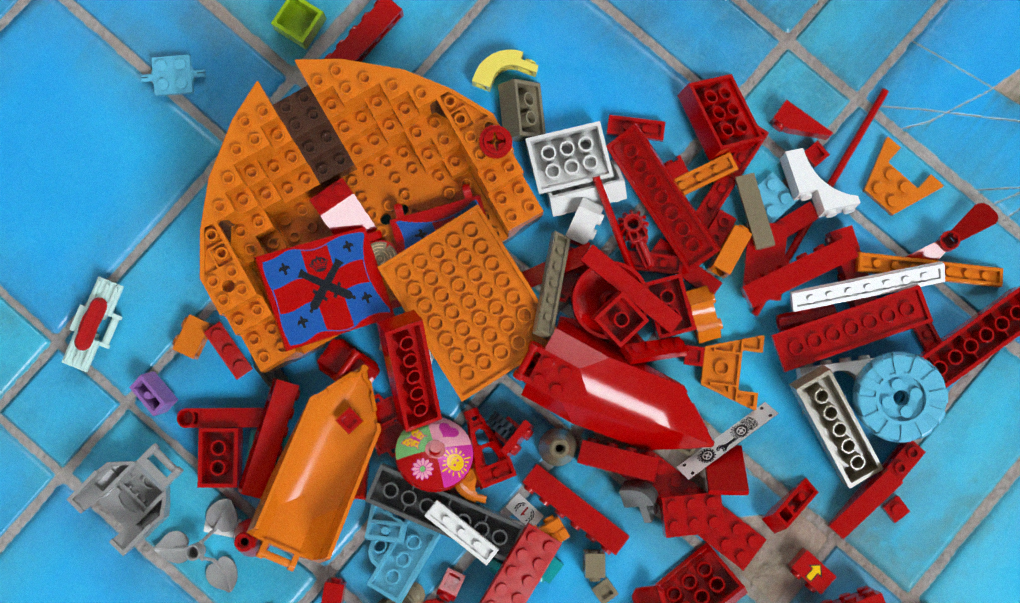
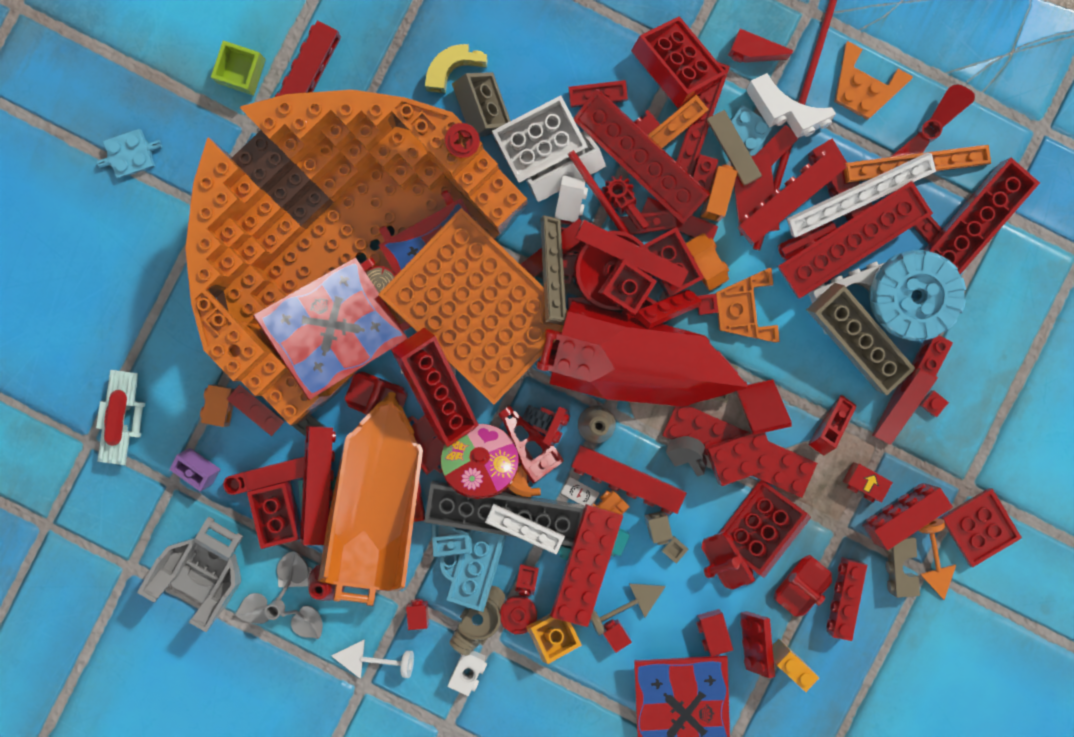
camera: 15 degrees left, 5 degrees up
(341, 209) = (328, 246): slope -> none
(349, 420) = (390, 449): red plate -> none
(619, 461) = (658, 423): red brick -> none
(727, 440) = (758, 378): white sticker -> none
(816, 154) = (781, 76): red plate -> none

